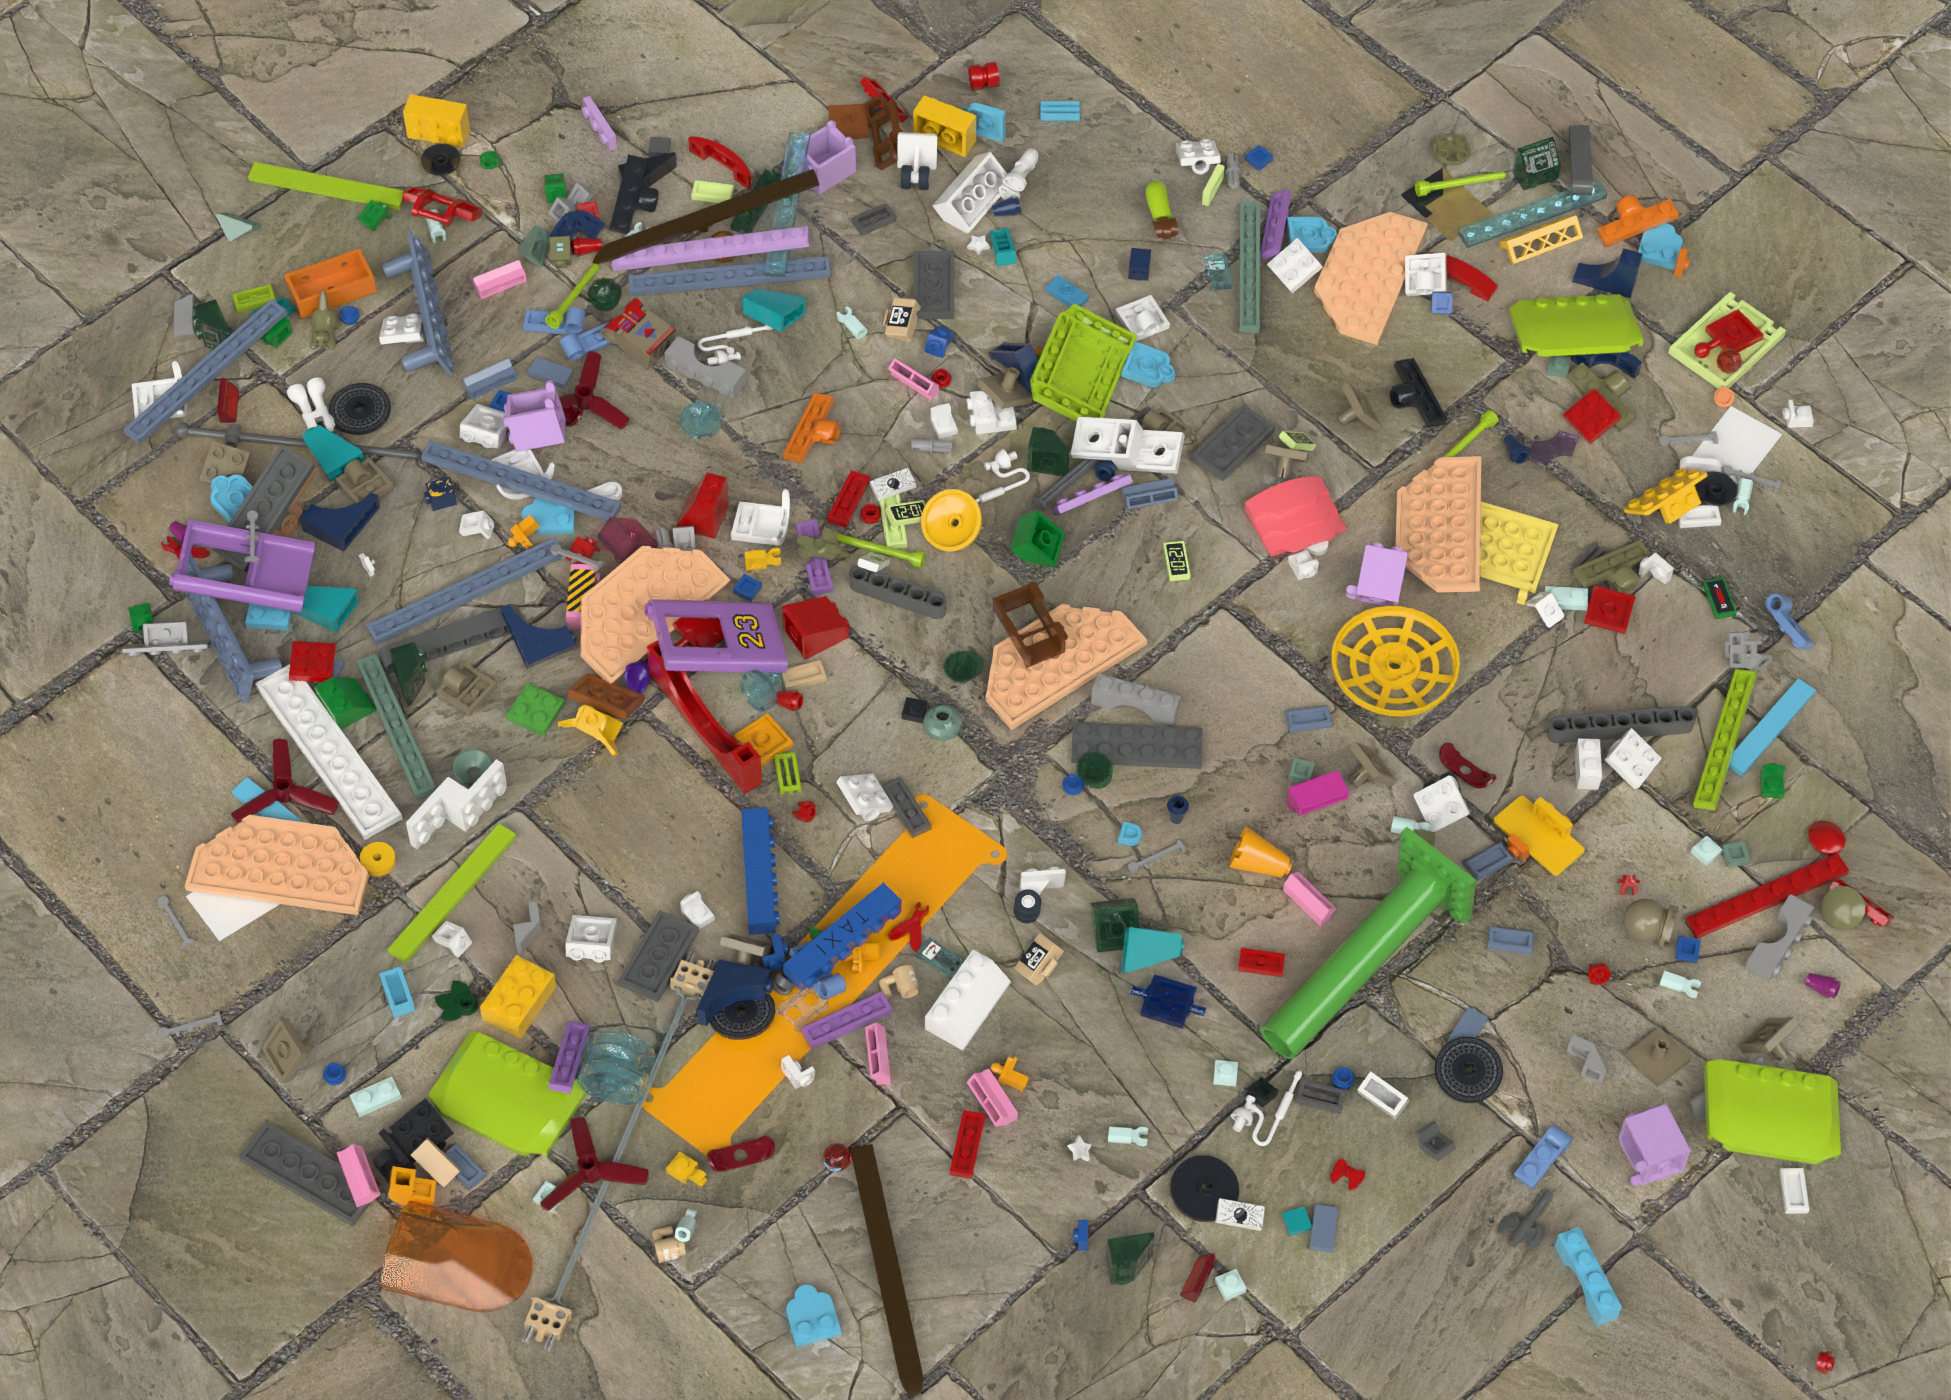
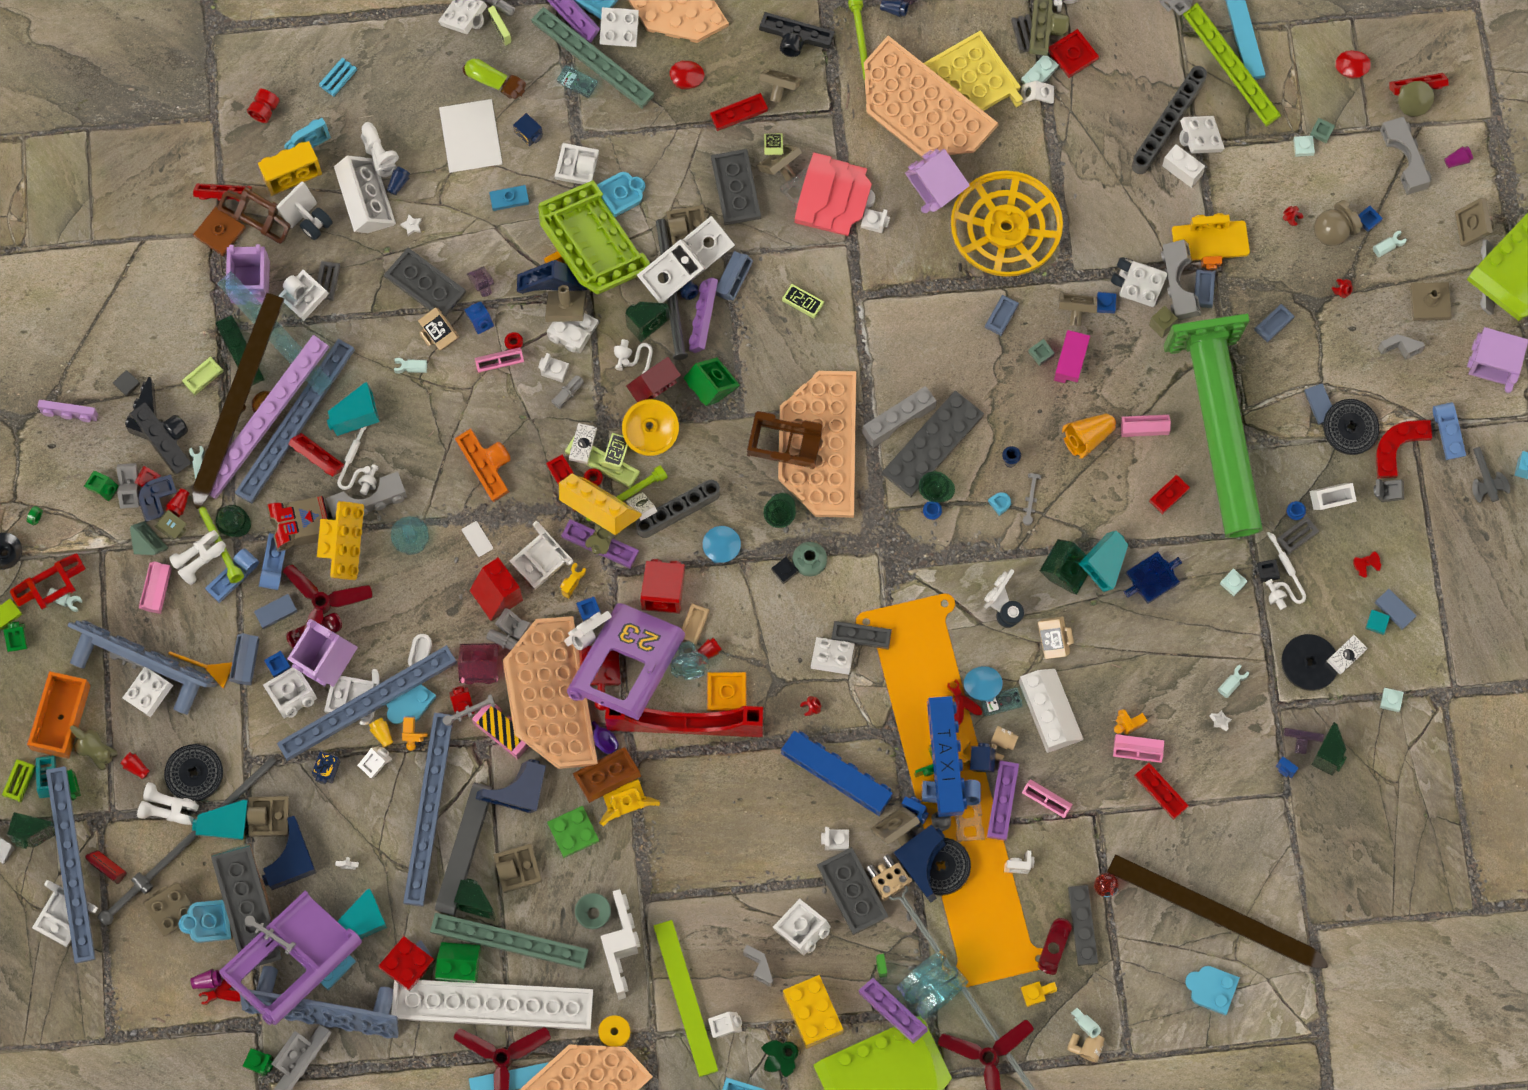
camera: 50 degrees left, 15 degrees up
(331, 363) = (134, 765): none -> red cone
(349, 315) = (96, 720): blue plate -> none
(463, 368) = (219, 672): none -> light orange piece
(507, 510) = (380, 730): none -> yellow cone
(557, 284) = (206, 554): none -> white piece
(607, 1022) = (881, 965): none -> bright green tile
(649, 369) = (342, 539): none -> yellow bracket
(705, 147) = (156, 353): red slope -> none
(712, 308) = (316, 454): none -> red plate
(719, 589) = (583, 633): none -> white plate
(741, 470) = (477, 538): none -> white sticker
(782, 1166) = (1082, 925): none -> dark grey plate
(789, 788) = (764, 701): lime tile -> none
(842, 519) = (596, 504): none -> yellow slope
(844, 207) = (302, 294): none -> white plate
(870, 974) = (982, 758): none -> dark blue brick
(895, 647) = (721, 544): none -> dark azure dish
(943, 930) = (983, 683): none -> dark azure dish
(971, 318) = (481, 281): none -> tile
(994, 491) = (654, 381): none -> dark red brick
(1003, 248) = (439, 215): teal slope -> none
(1097, 232) = (470, 135): none -> white sticker
(1123, 1228) = (1302, 738): none -> clear purple tile
(1198, 1277) = (1372, 716): dark red slope -> none
(1301, 342) = (686, 74): none -> red hat
(1304, 400) = (738, 112): none -> red plate
(1398, 792) = (1106, 302): none -> blue plate
(1400, 824) = (1139, 318): light aqua bar -> none
(1454, 761) = (1136, 244): dark red piece -> none
(1490, 814) = (1177, 257): none -> light grey arch
(1490, 1115) = (1393, 439): none -> red plate
(1766, 896) = (1366, 137): red plate -> none
(1772, 781) = (1285, 62): green bracket -> none

